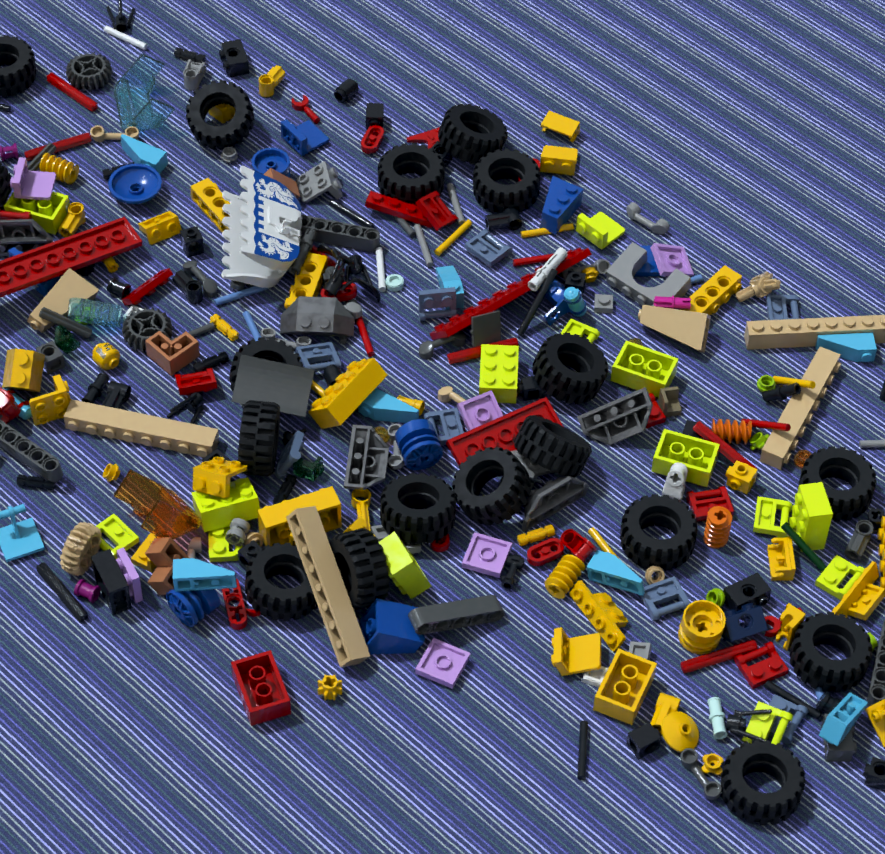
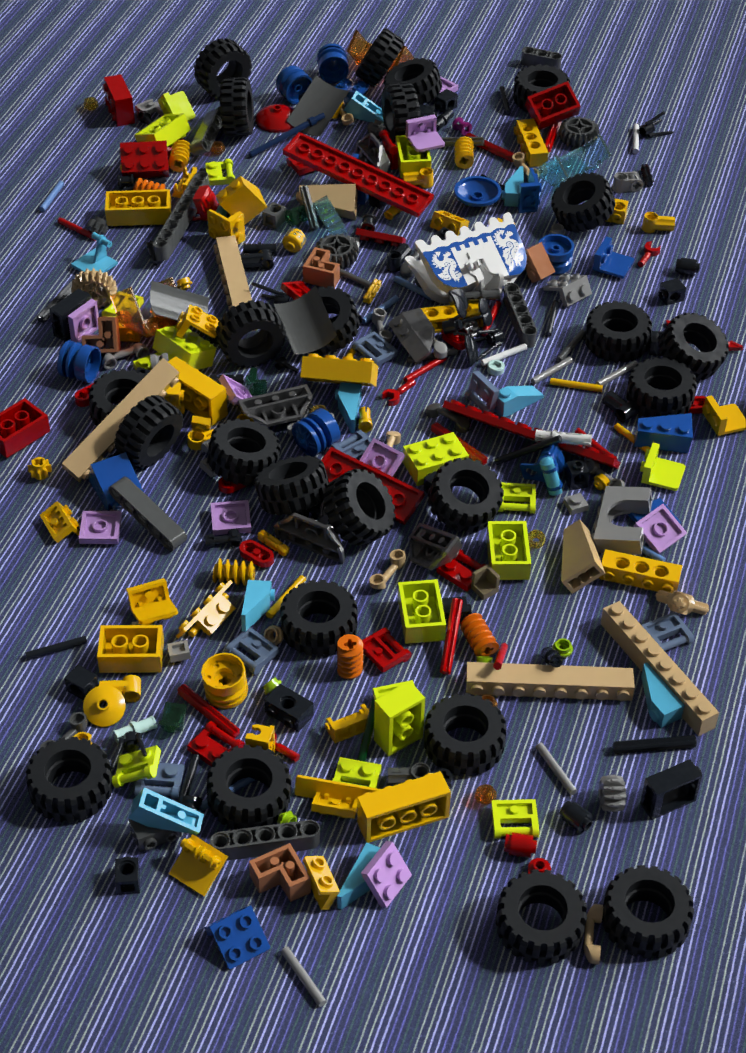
camera: 65 degrees right, 5 degrees down
(50, 68) = (553, 105): none -> red brick
(78, 112) = (531, 142): none -> yellow brick
(164, 485) = (171, 301): none -> sticker
(168, 141) = (529, 194): none -> blue bracket
(195, 574) = (83, 341): medium azure slope -> none
(234, 58) = (664, 196): black brick -> none
(289, 455) = (259, 360): sand blue plate -> none
(315, 484) = (234, 389): none -> lavender plate
(372, 139) = (646, 299): red plate -> none
(389, 369) = (395, 394): none -> red piece
(396, 208) = (577, 341): red plate -> none
(403, 567) = (172, 459): neon yellow brick -> none
(417, 694) = (59, 521): none -> yellow bracket
(436, 210) = (584, 358): red plate -> none
(485, 251) = (574, 405): sand blue plate -> none
(486, 328) = (476, 431): dark grey piece -> none
(576, 544) = (269, 568): red piece -> none
(607, 453) = (397, 560): none -> tan bar
(660, 227) = (699, 509): light grey bar -> none
(672, 302) = (599, 539): dark pink axle -> none
(675, 483) = (386, 612): white piece -> none
(718, 683) = (173, 717): none -> clear green bracket
(741, 477) = (426, 660): yellow brick -> none
(754, 622) = (239, 706): dark blue brick -> none
(787, 381) = (569, 660): yellow bar -> none

